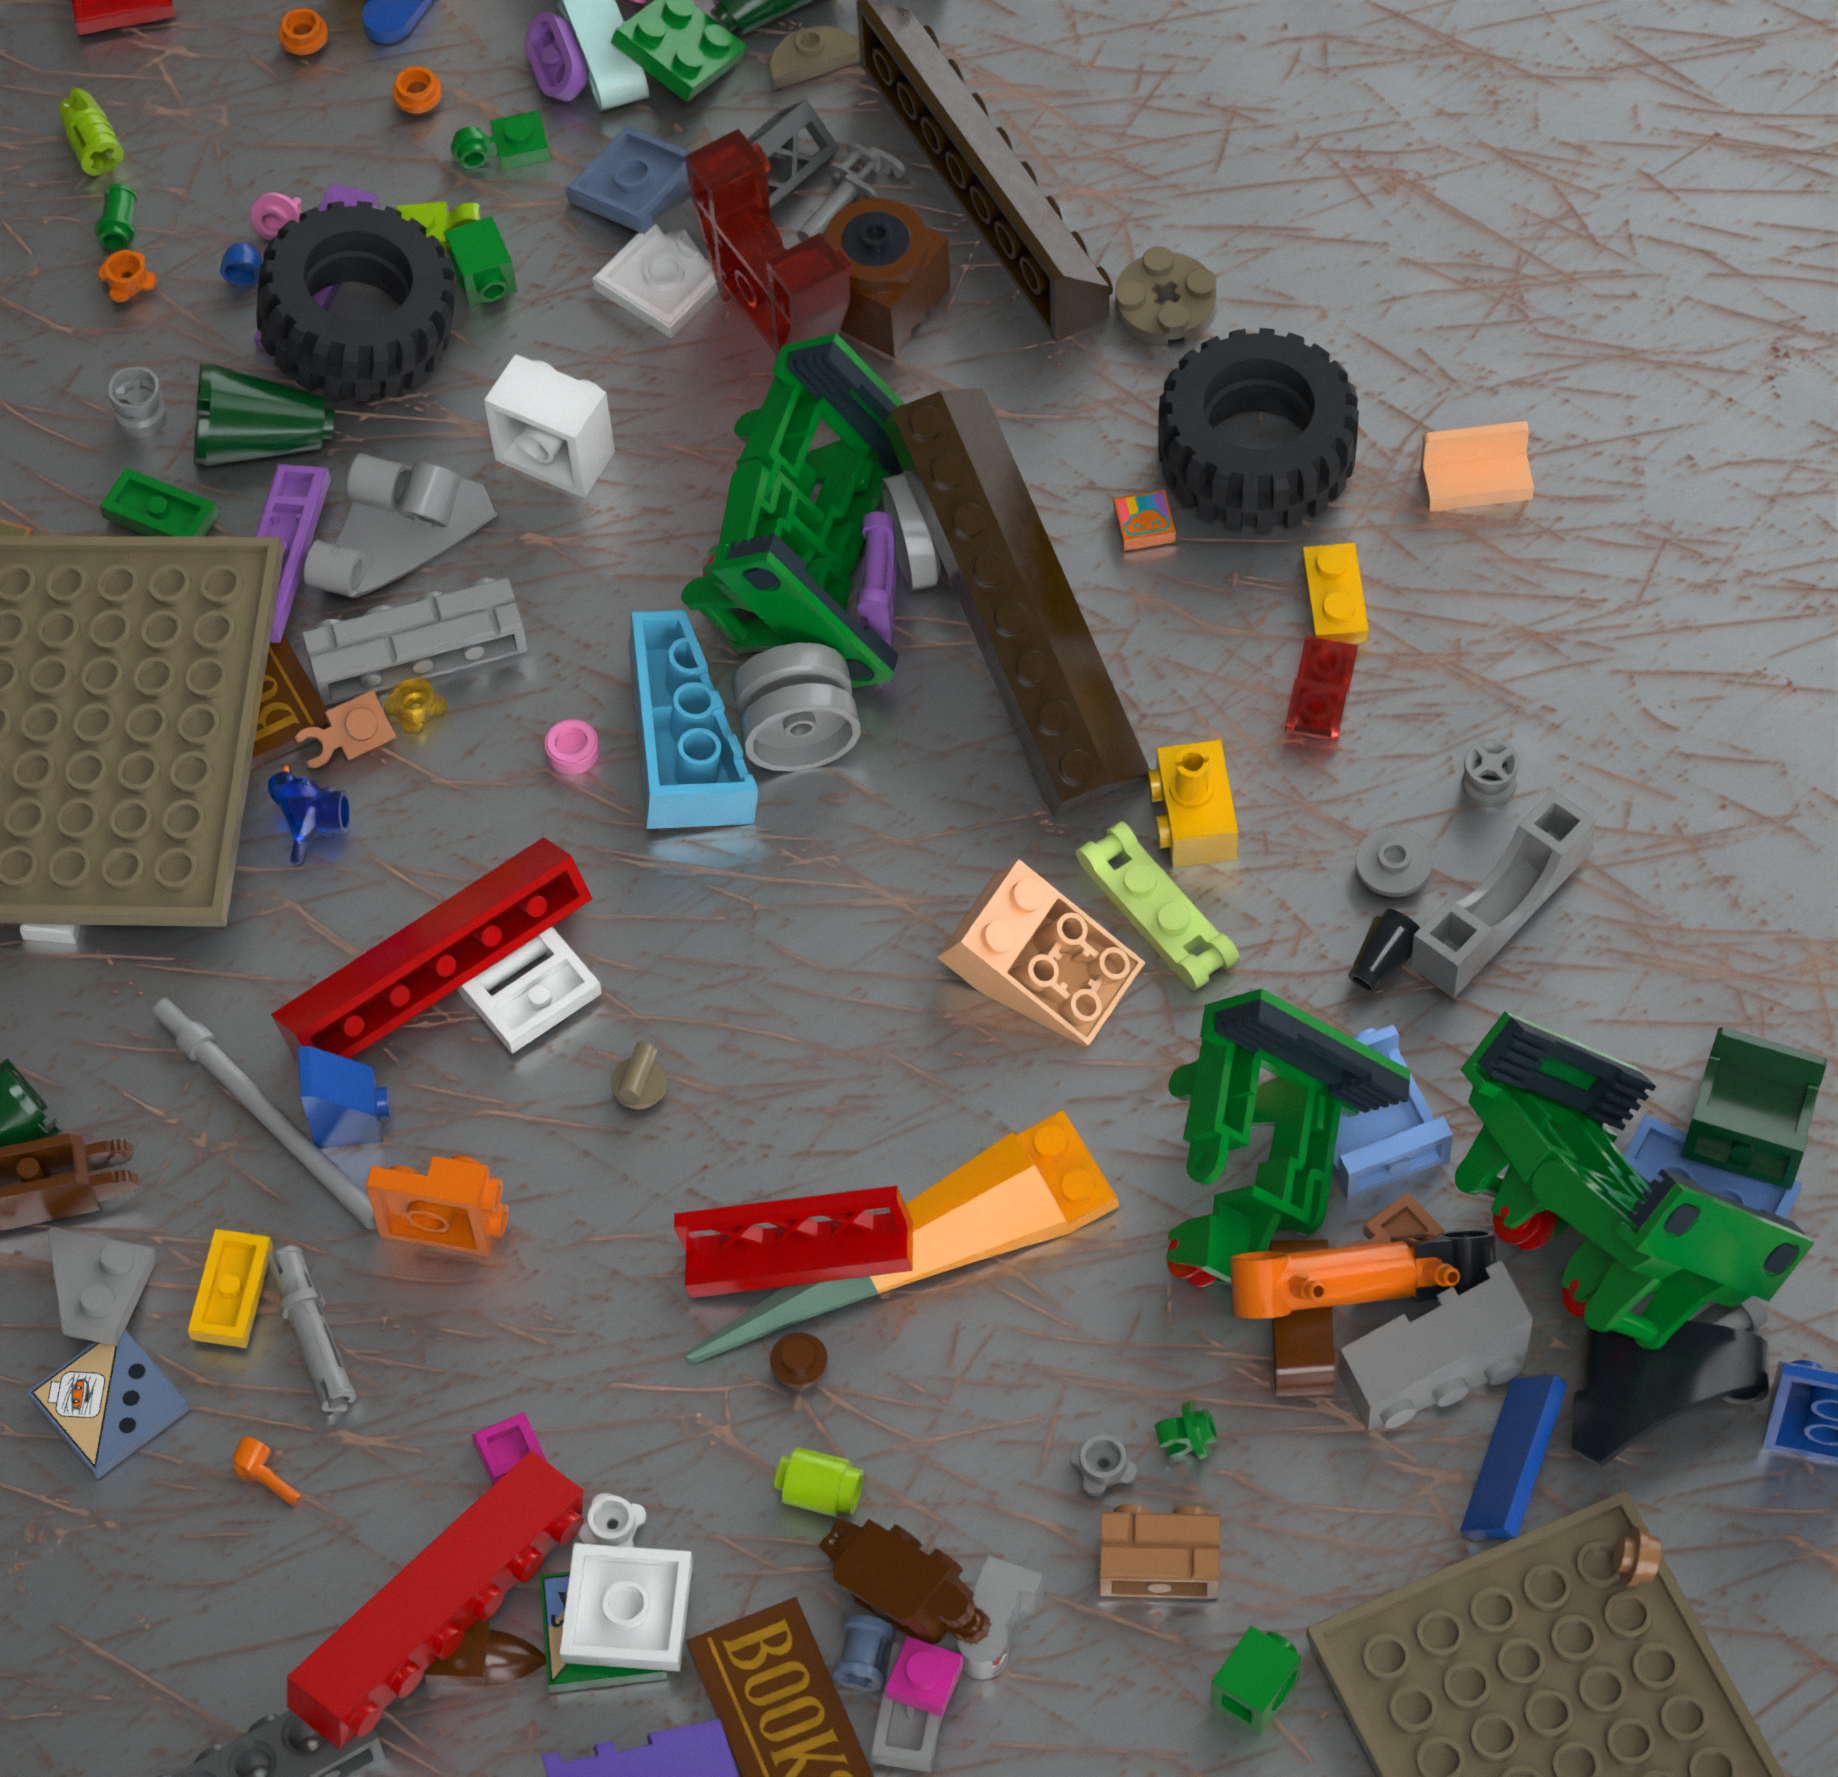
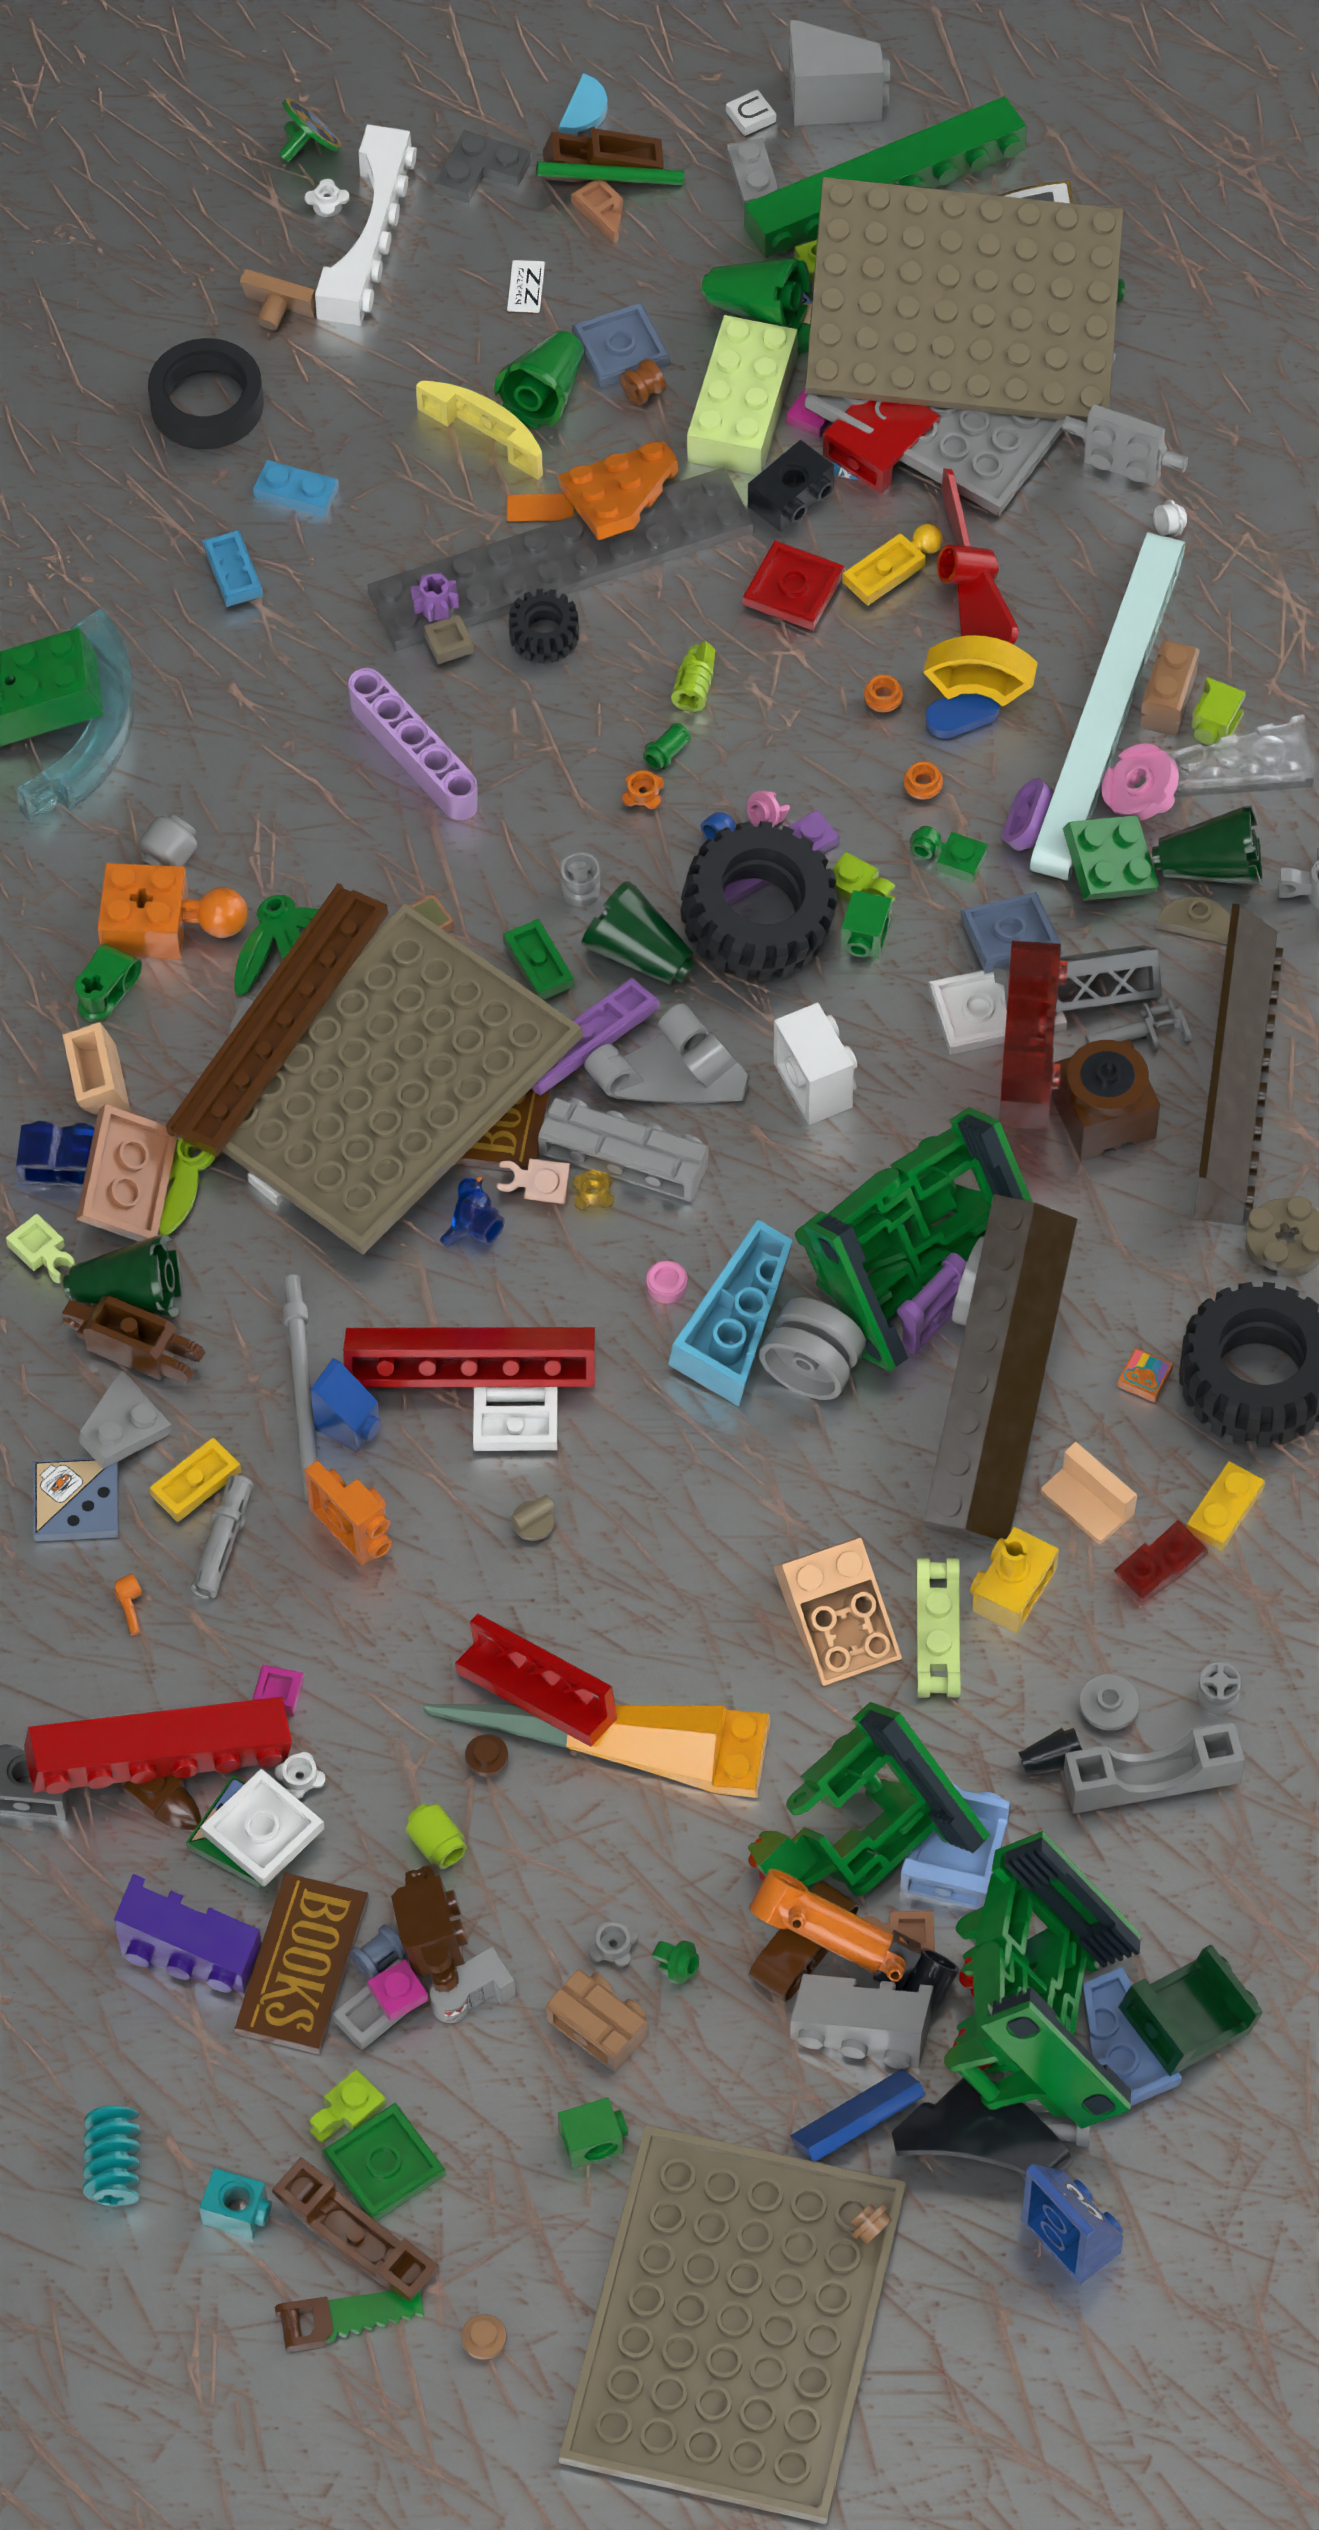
camera: 35 degrees right, 0 degrees up
(1194, 669) = (1090, 1494): none -> light nougat panel

